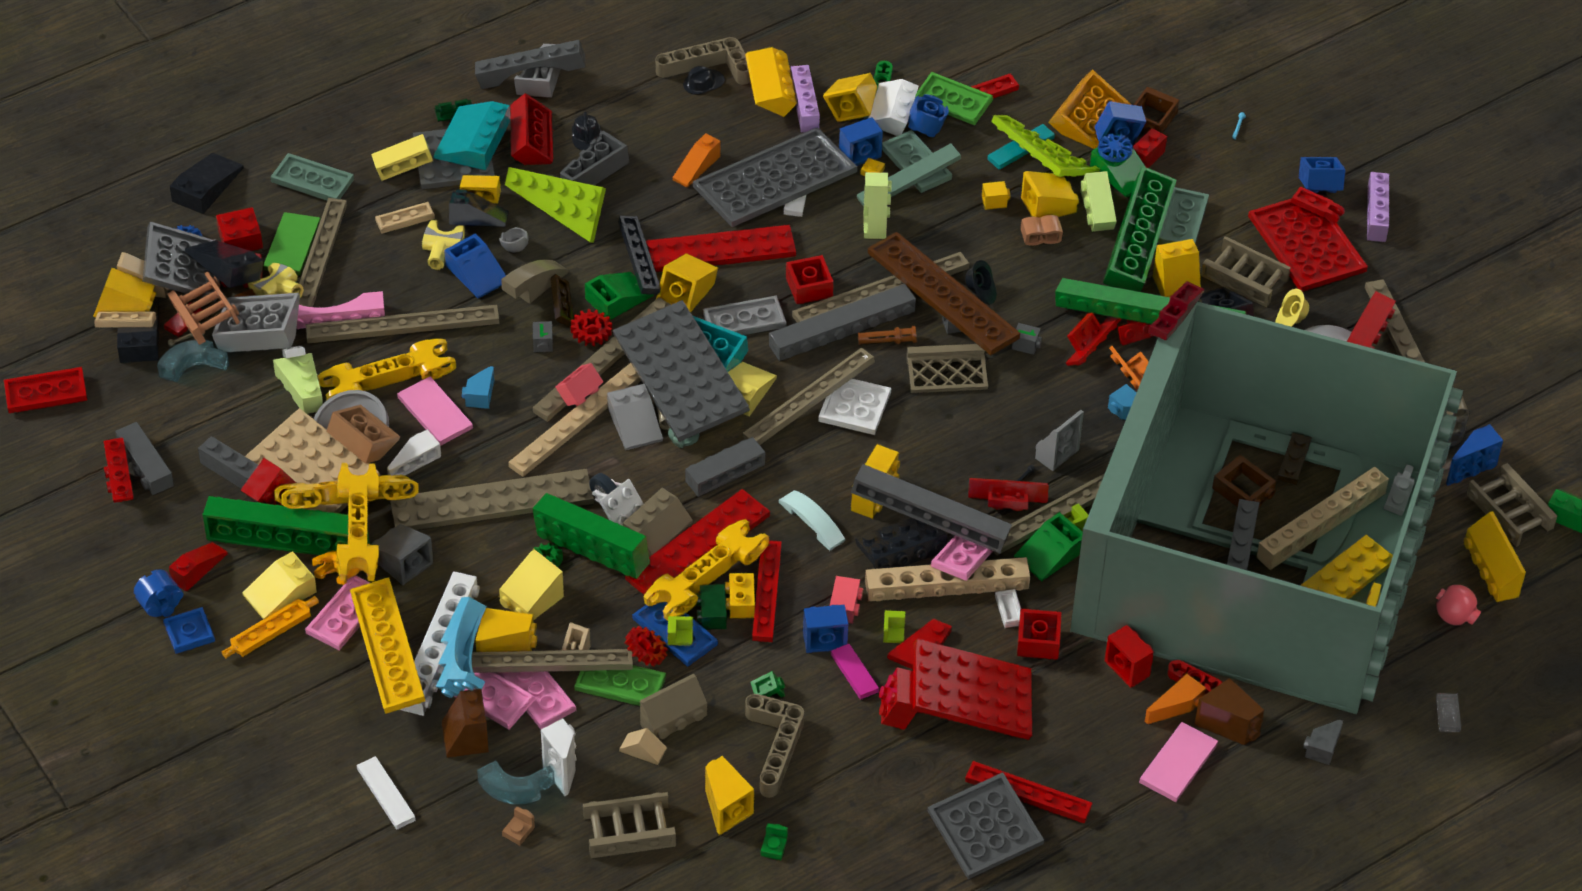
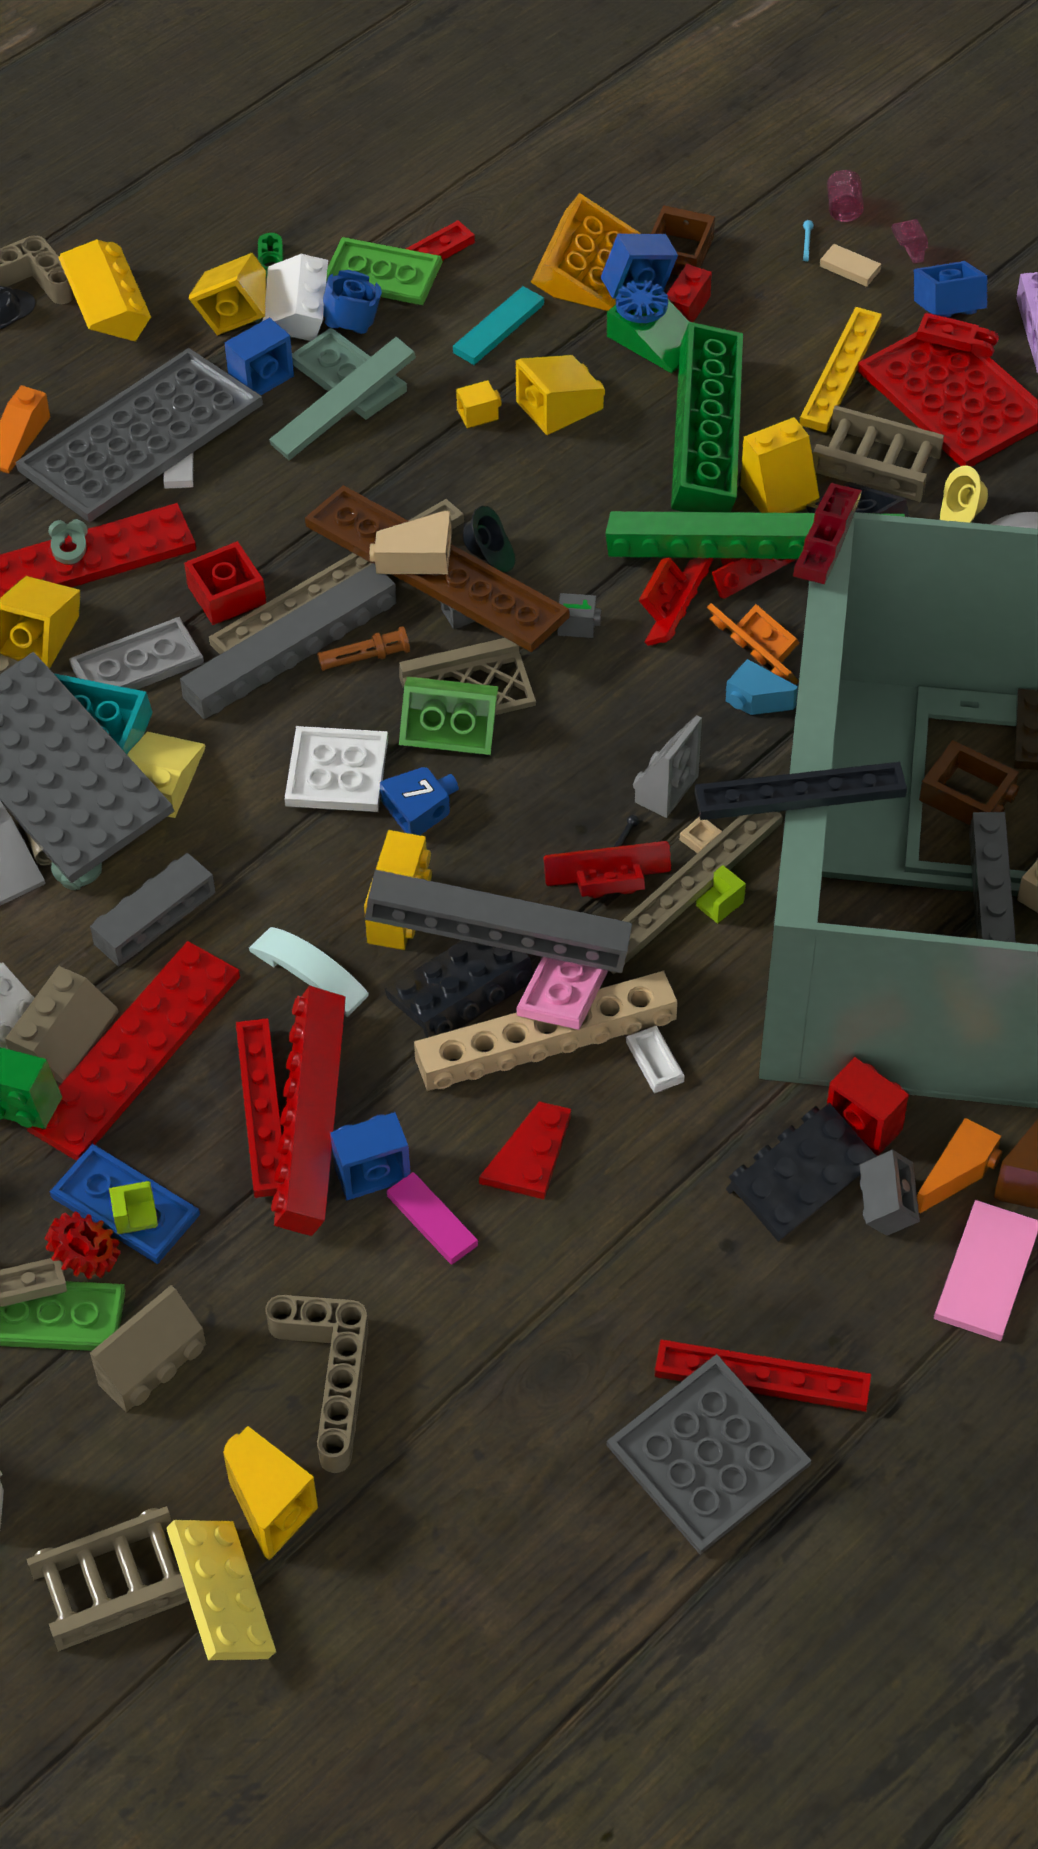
camera: 10 degrees left, 5 degrees up
(643, 745) = (111, 1424): tan slope -> none
(682, 590) = (123, 1134): yellow piece -> none
(689, 841) = (220, 1590): none -> light yellow plate
(712, 229) = (59, 531): none -> sand green piece
(712, 607) = (179, 1153): dark green brick -> none
(741, 595) = (222, 1124): yellow brick -> none
(768, 685) = (297, 1273): green bracket -> none
(774, 841) = (364, 1555): green bracket -> none
(795, 596) = (309, 1111): none -> red brick
(806, 100) = (165, 312): lavender brick -> none
(809, 396) = (263, 770): dark tan plate -> none
(847, 592) = (390, 1091): coral brick -> none
(872, 166) = (285, 396): yellow plate -> none
(875, 205) = (303, 449): yellowish green wedge -> none
(894, 626) = (479, 1128): lime panel -> none
(897, 699) = (519, 1255): red brick -> none
(900, 431) = (417, 799): none -> blue torso
(930, 384) = (448, 715): none -> bright green slope
(932, 277) = (414, 546): none -> tan slope
(972, 689) = (631, 1216): red plate -> none
(1039, 634) = (714, 1096): red brick -> none
(1041, 230) = (559, 444): nougat brick -> none
(1048, 152) = (544, 326): lime wing -> none
(1051, 546) = (699, 943): green slope -> none
(1069, 483) = (699, 834): none -> tan tile
(1081, 686) = (801, 1170): none -> black bracket
(1098, 201) = (634, 386): yellowish green wedge -> none
(1118, 456) = (800, 790): none -> black plate
(1130, 707) = (889, 1193): none -> dark grey brick
(1183, 216) = (765, 387): sand green plate -> none
(1191, 671) = (989, 1115): red beam -> none
(1237, 213) = (840, 369): none -> yellow plate
(1262, 146) = (850, 265): none -> tan tile
(1270, 100) = (845, 195): none -> clear pink wheel
(1306, 133) = (912, 238): none -> clear pink bracket

